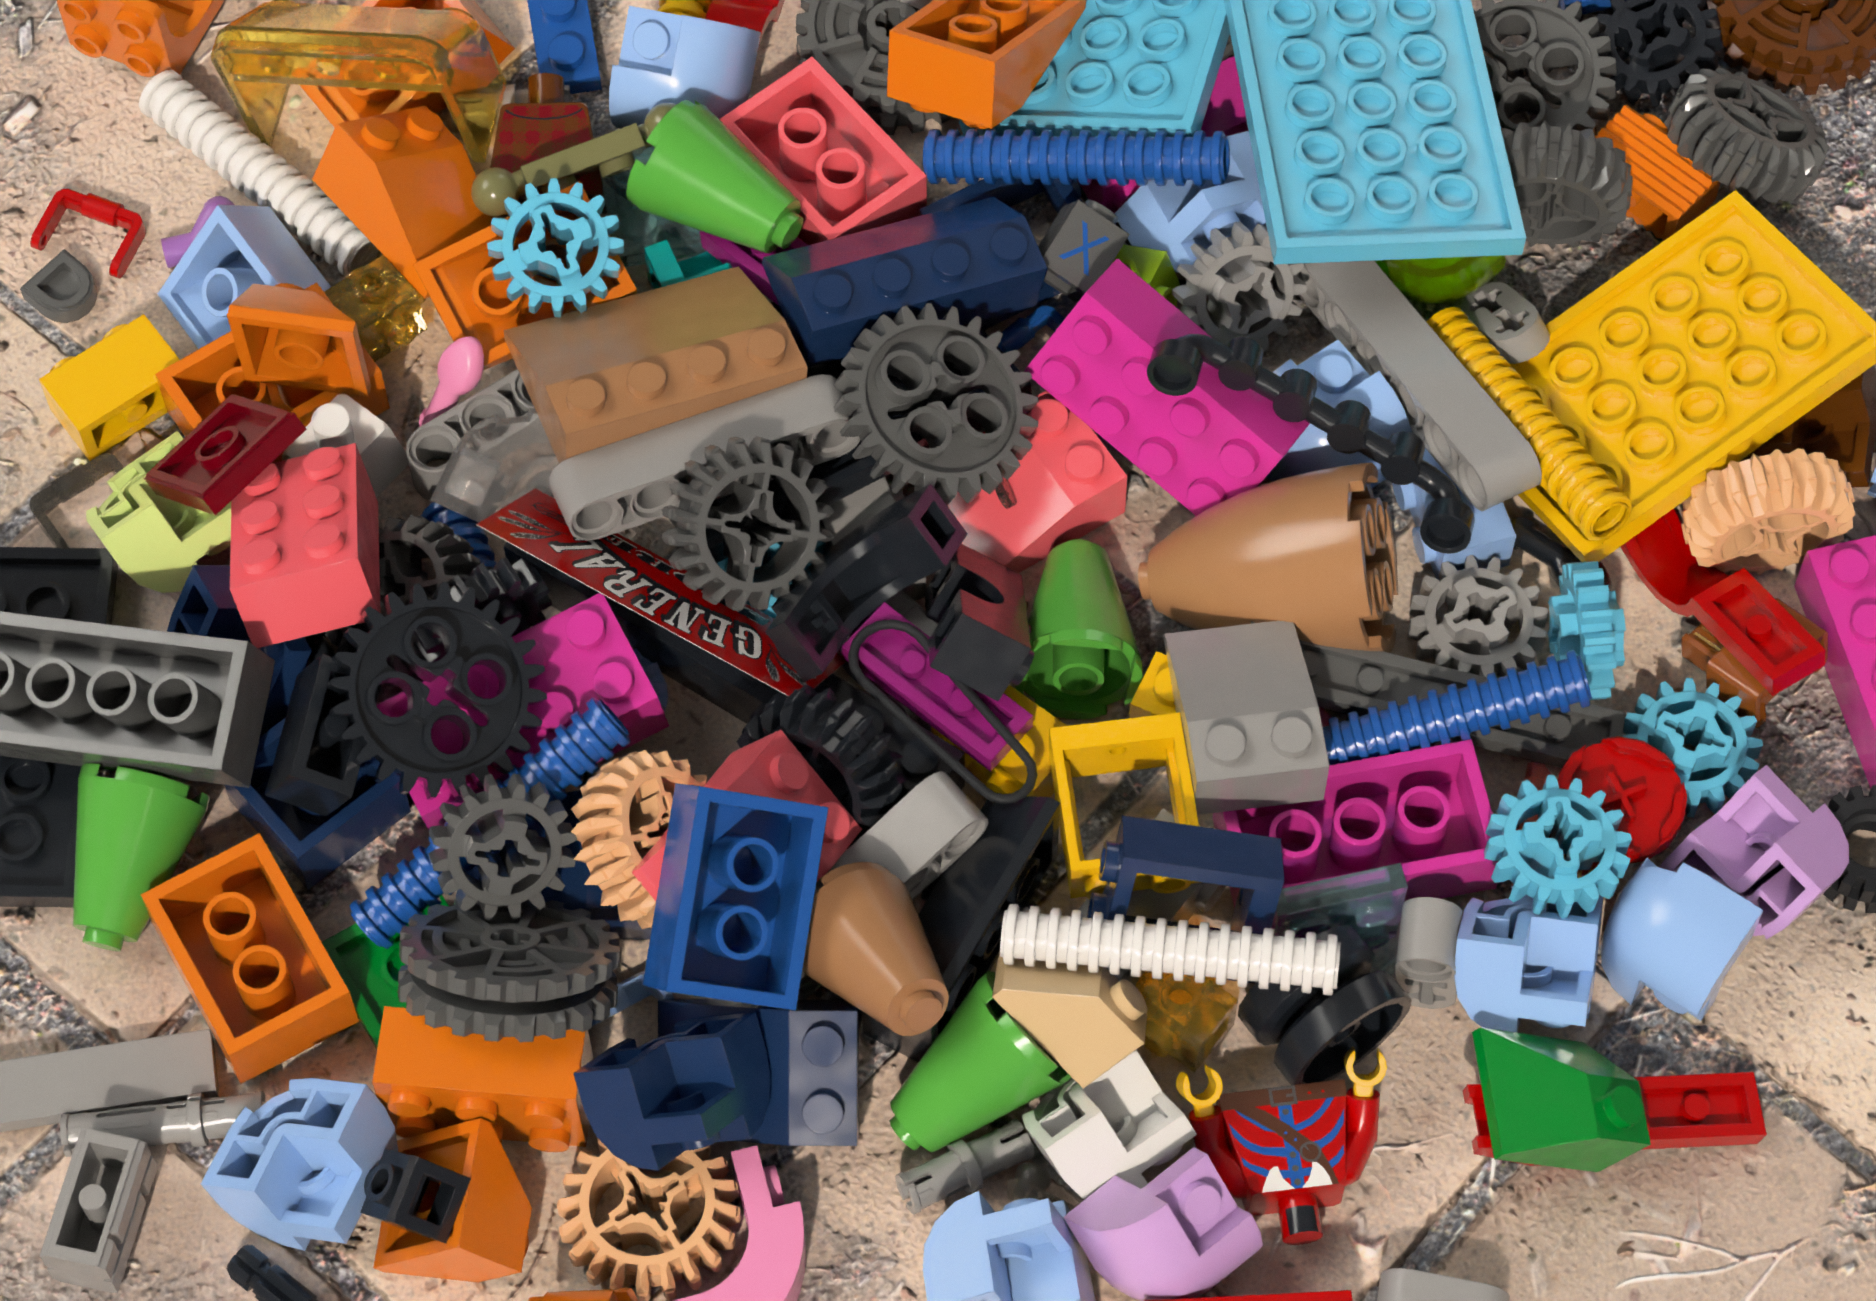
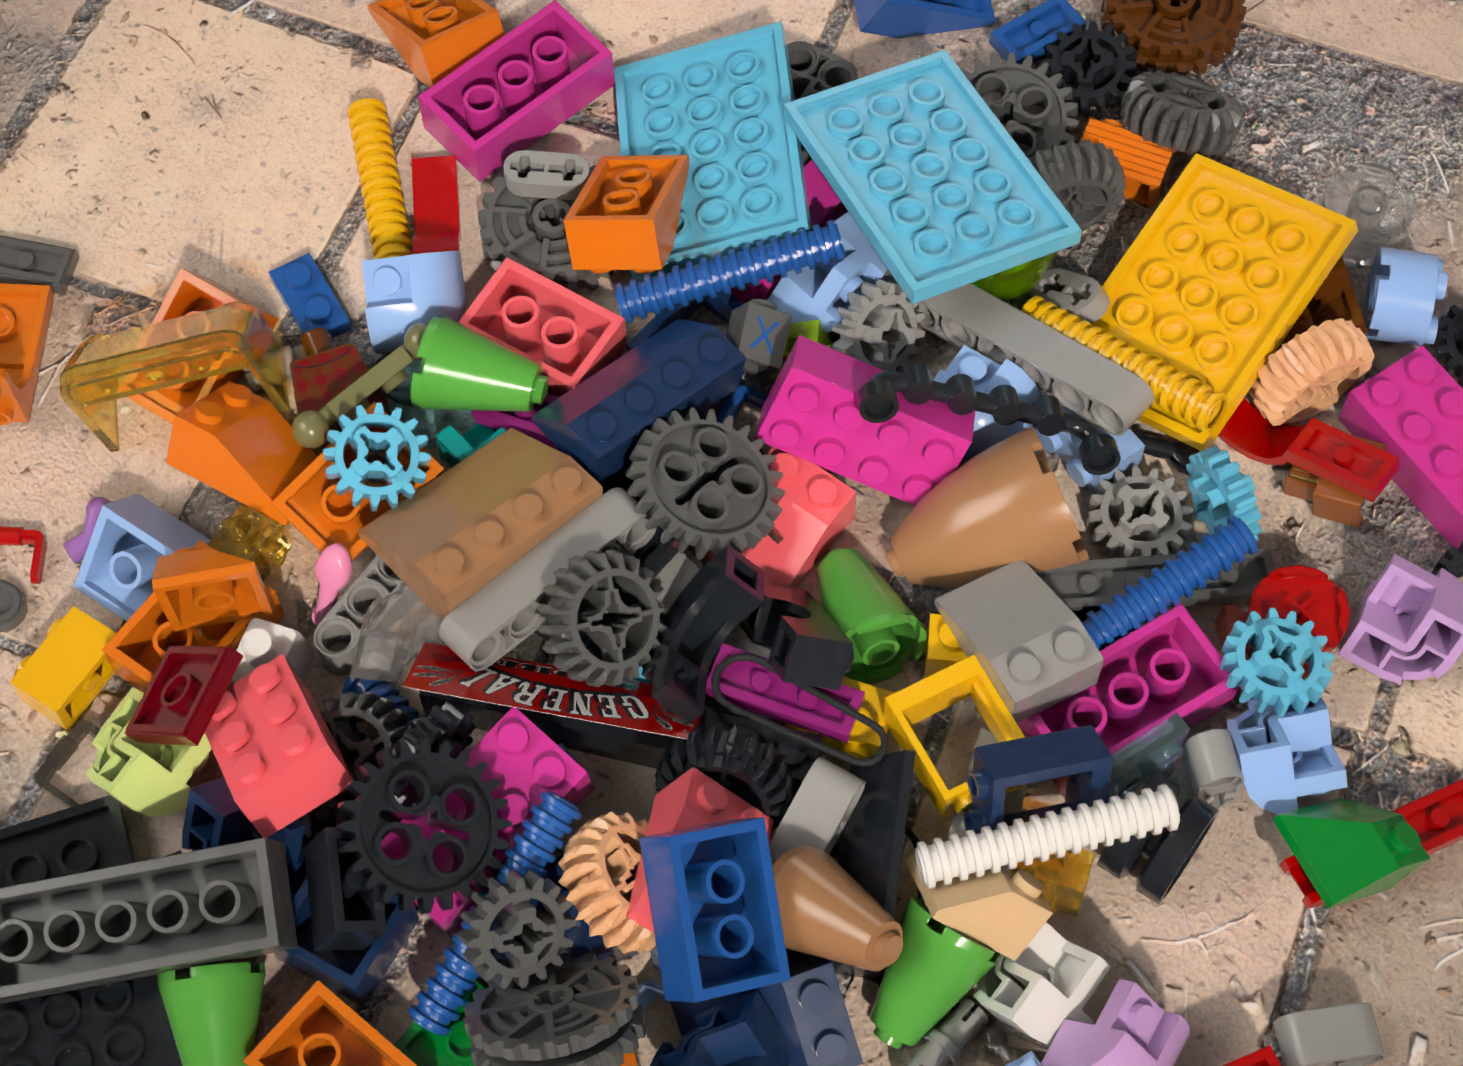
camera: 20 degrees left, 0 degrees up
(255, 170) = (117, 469): white piece -> none
(1289, 1144) = (1172, 945): torso -> none
(1675, 937) = (1381, 699): light blue brick -> none
(1698, 719) = (1331, 548): medium azure gear -> none

